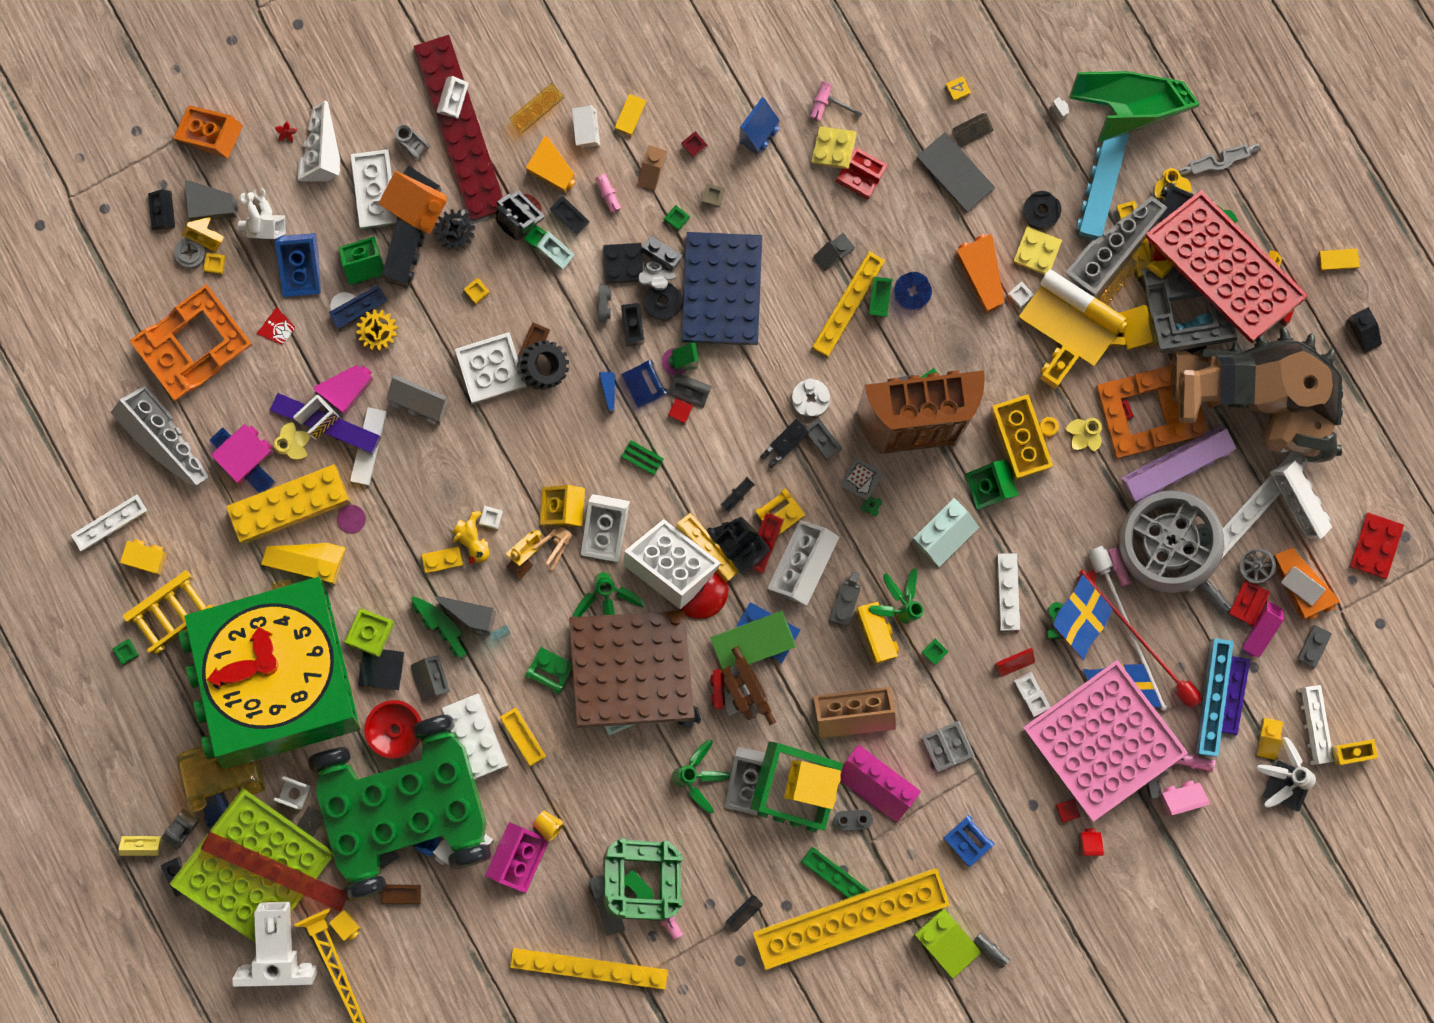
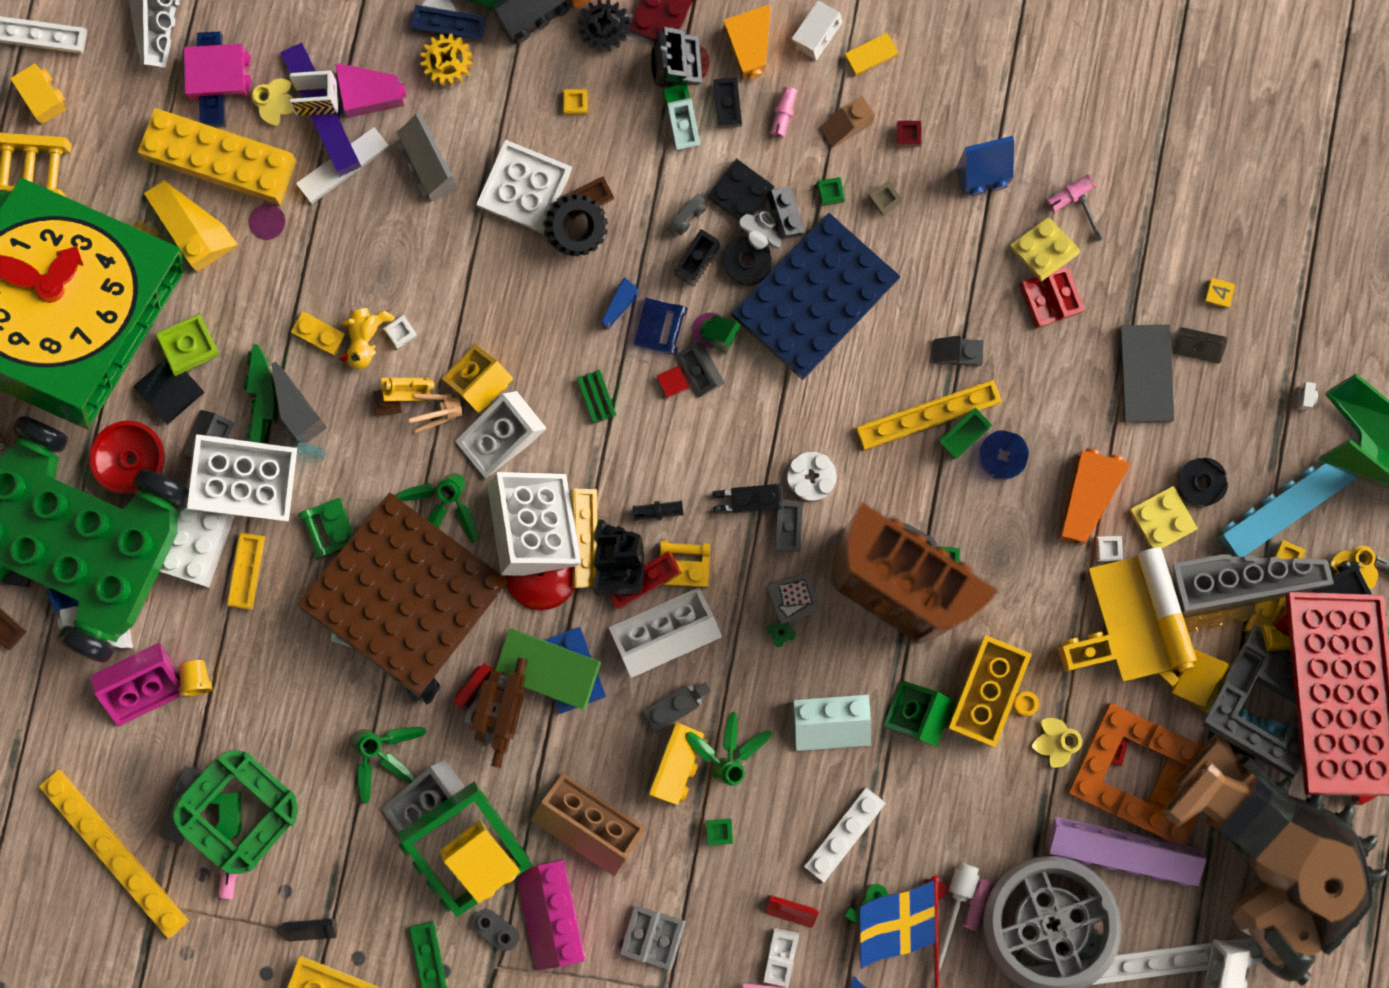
camera: 40 degrees right, 0 degrees up
(475, 682) = (241, 478): none -> white slope

